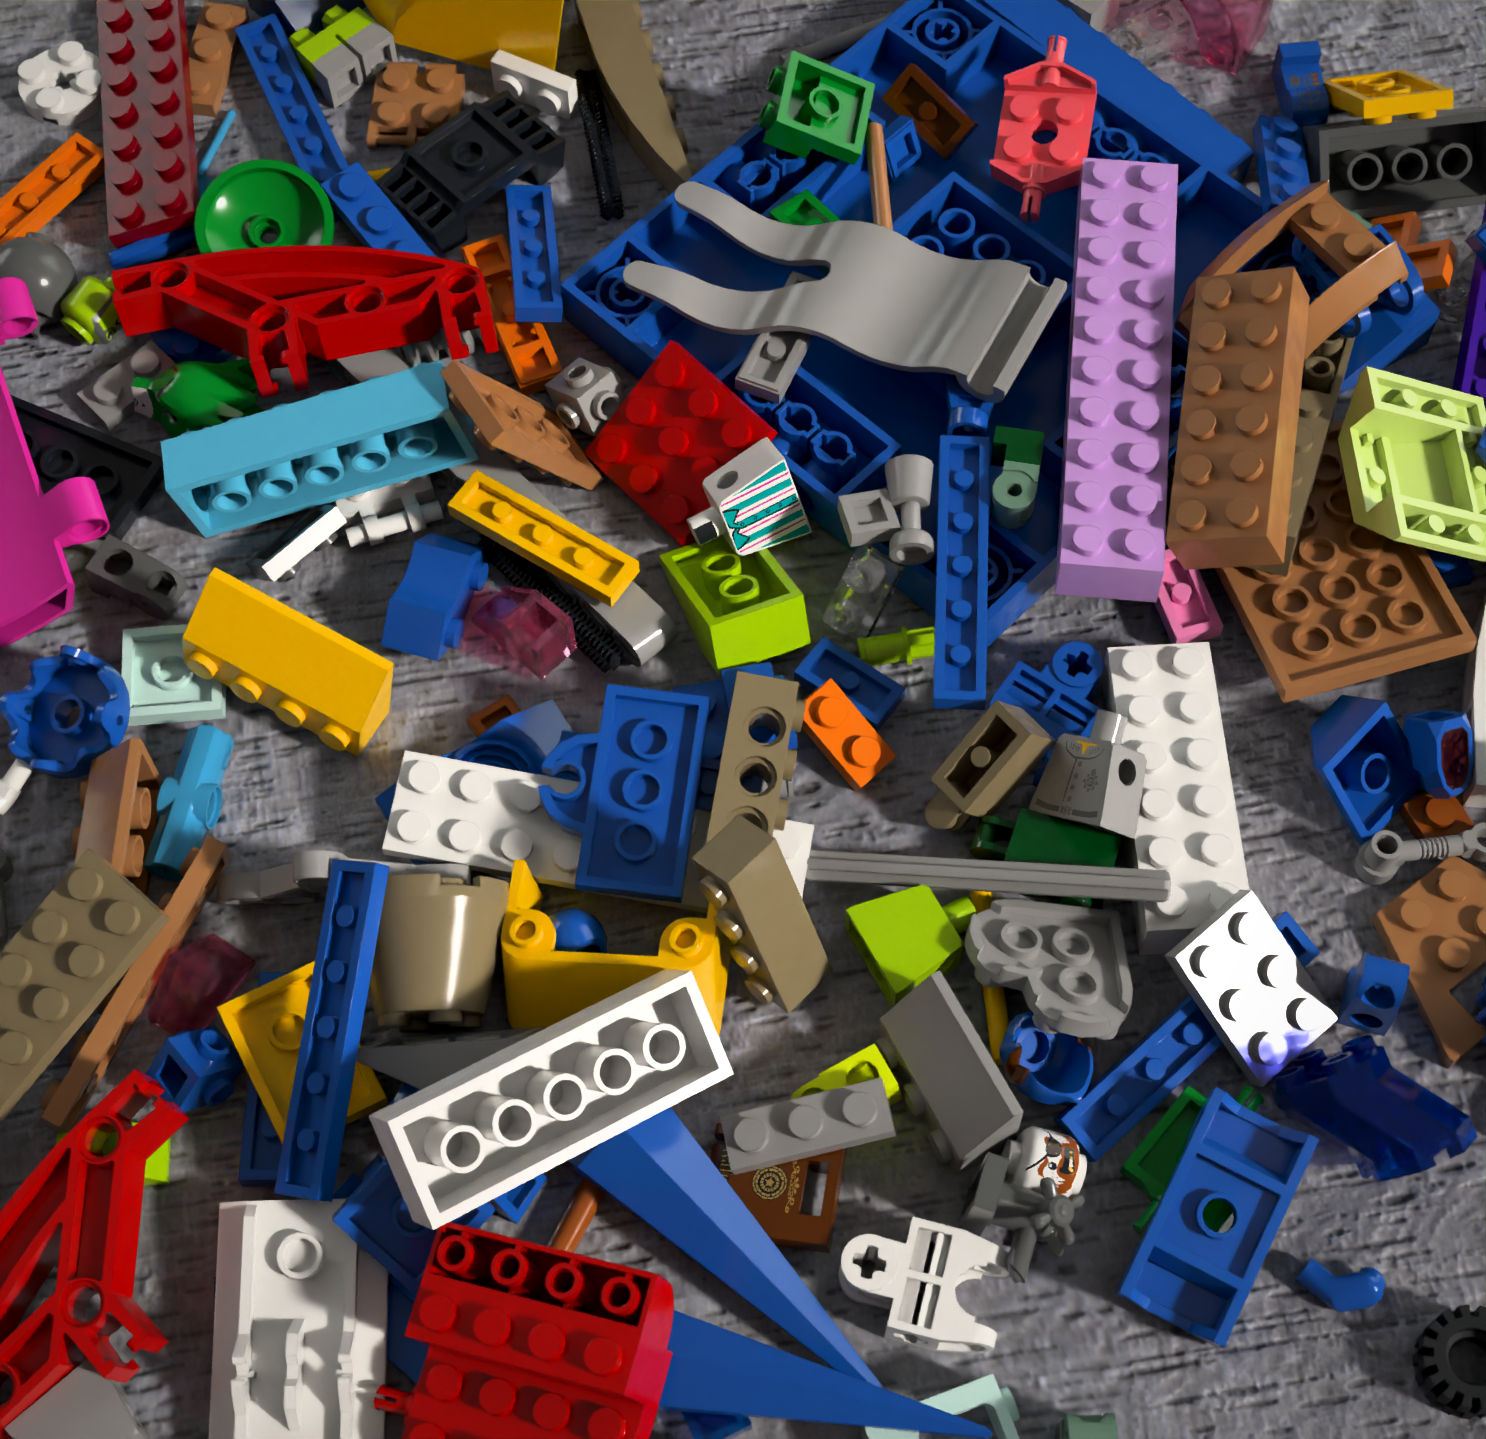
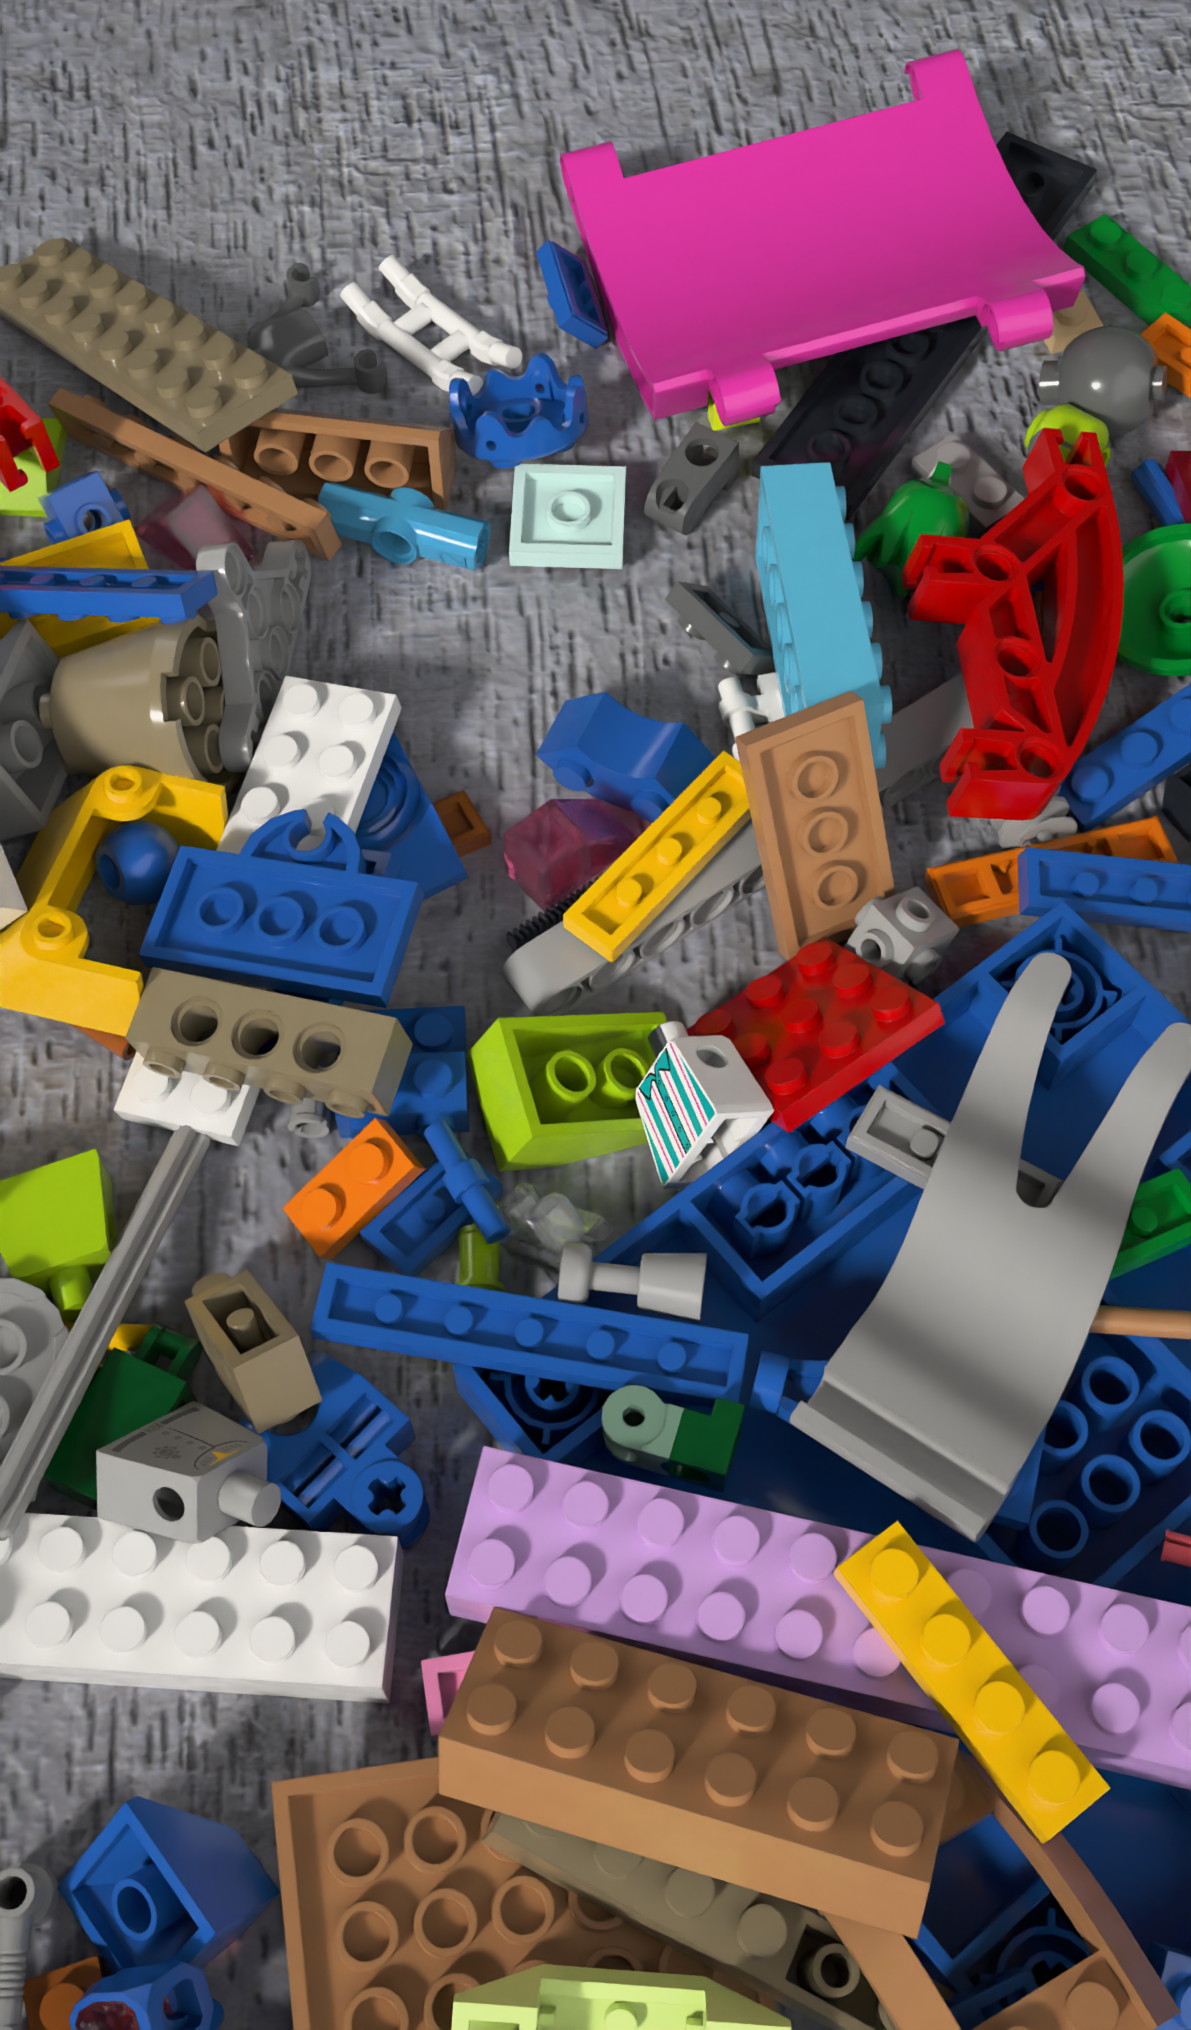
camera: 95 degrees right, 0 degrees up
(287, 663) = (535, 598): yellow slope -> none
(762, 914) = (68, 1016): dark tan brick -> none
(831, 650) = (466, 1182): none -> blue bar
(868, 517) = (628, 1223): light grey plate -> none
(1155, 280) = (971, 1682): none -> yellow plate

